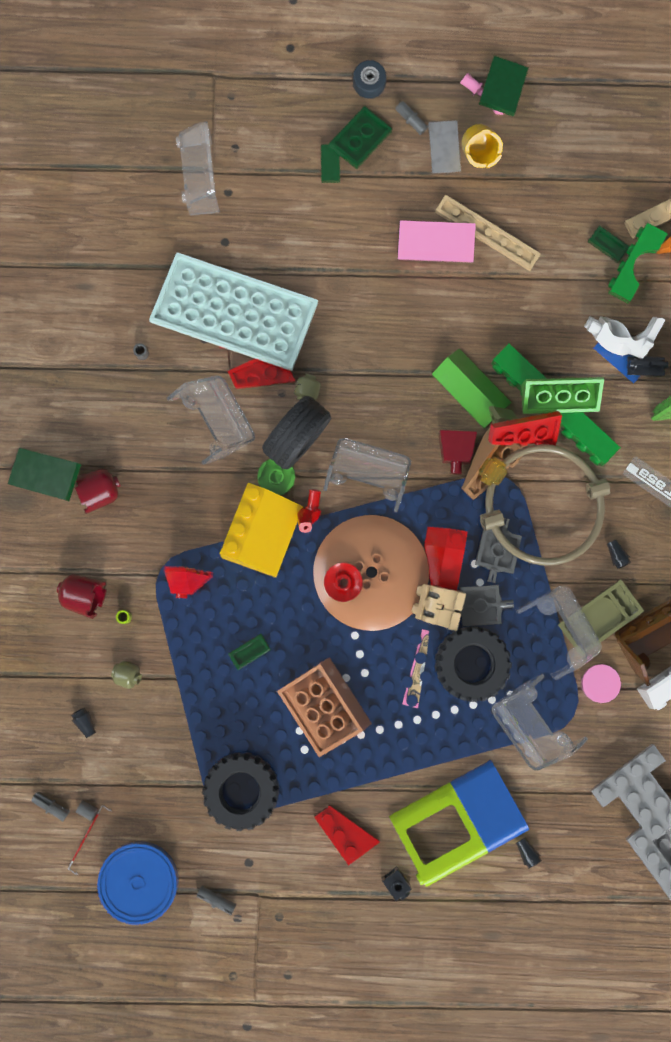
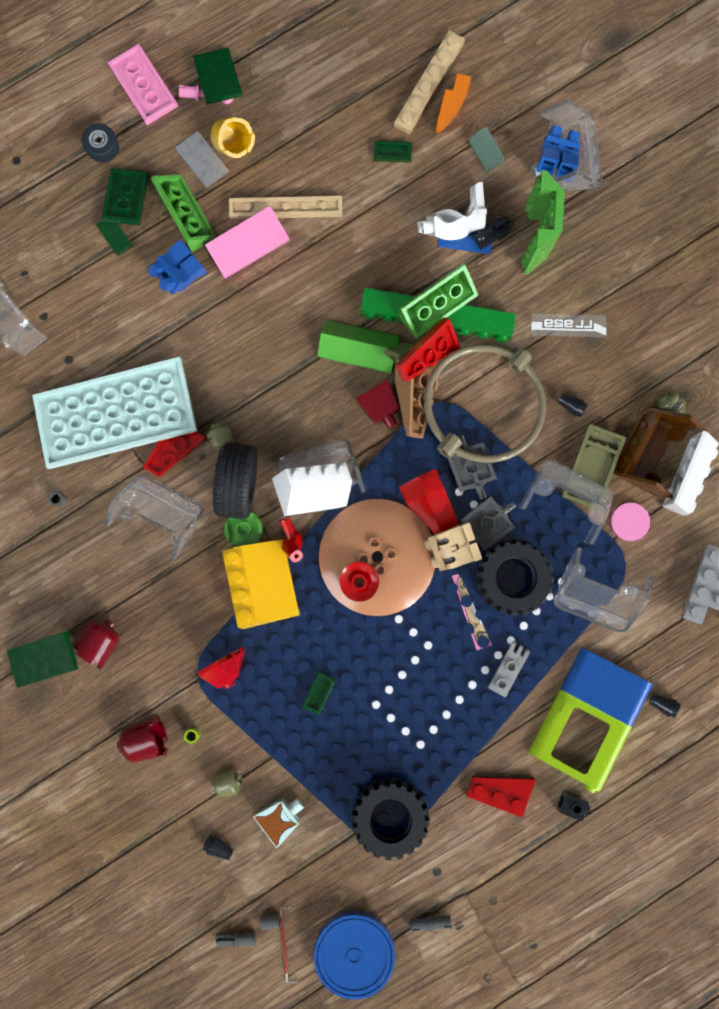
camera: 25 degrees left, 0 degrees up
(149, 732) = (279, 819): none -> torso
(324, 707) = (413, 697): nougat slope -> none
(355, 225) = (169, 272): none -> blue hips
(356, 481) = (313, 488): none -> white slope
(401, 180) = (184, 210): none -> bright green slope
(411, 118) = (158, 152): dark grey axle -> none
(417, 737) = (508, 669): none -> light grey hinge
(436, 52) = (142, 84): none -> bright pink tile
(492, 471) = (423, 404): clear yellow head -> none
(625, 284) = (429, 175): green arch -> none

